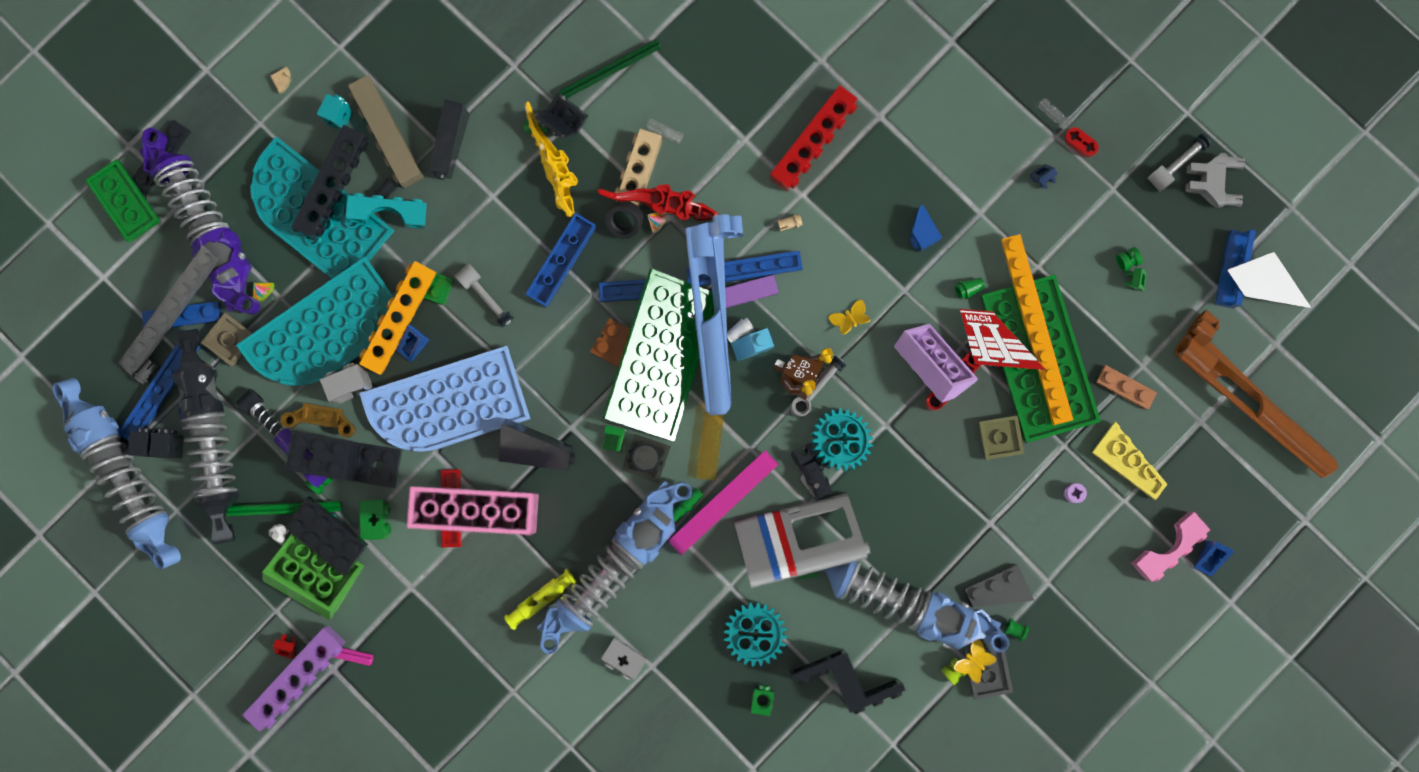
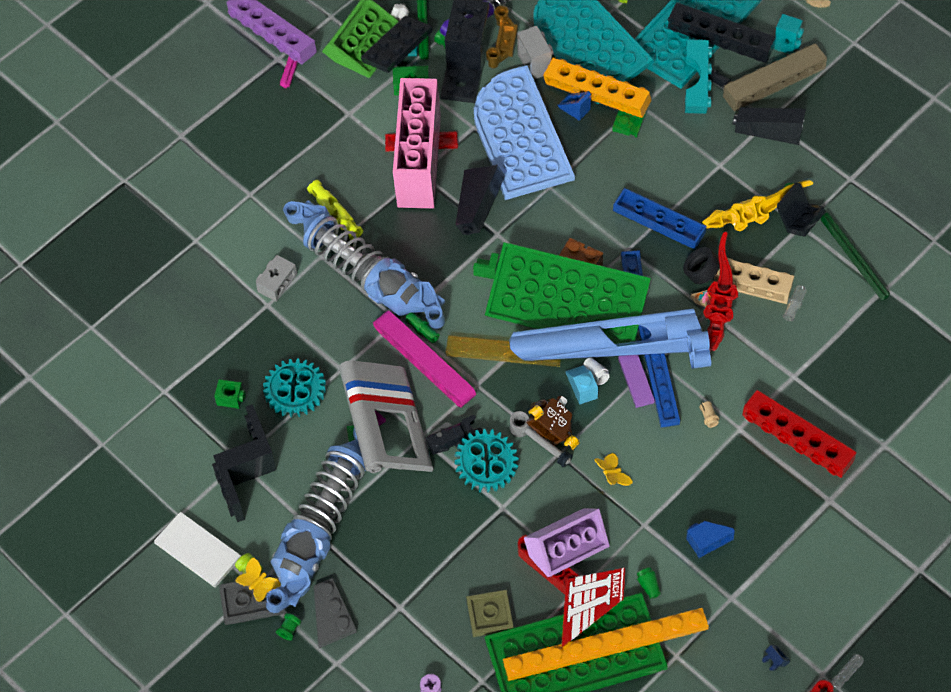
camera: 90 degrees right, 25 degrees down
(284, 648) = (298, 20): red tile -> none
(469, 278) = (638, 144): light grey piece -> none
(646, 458) = (468, 292): piece -> none
(932, 723) = (197, 549): none -> white tile

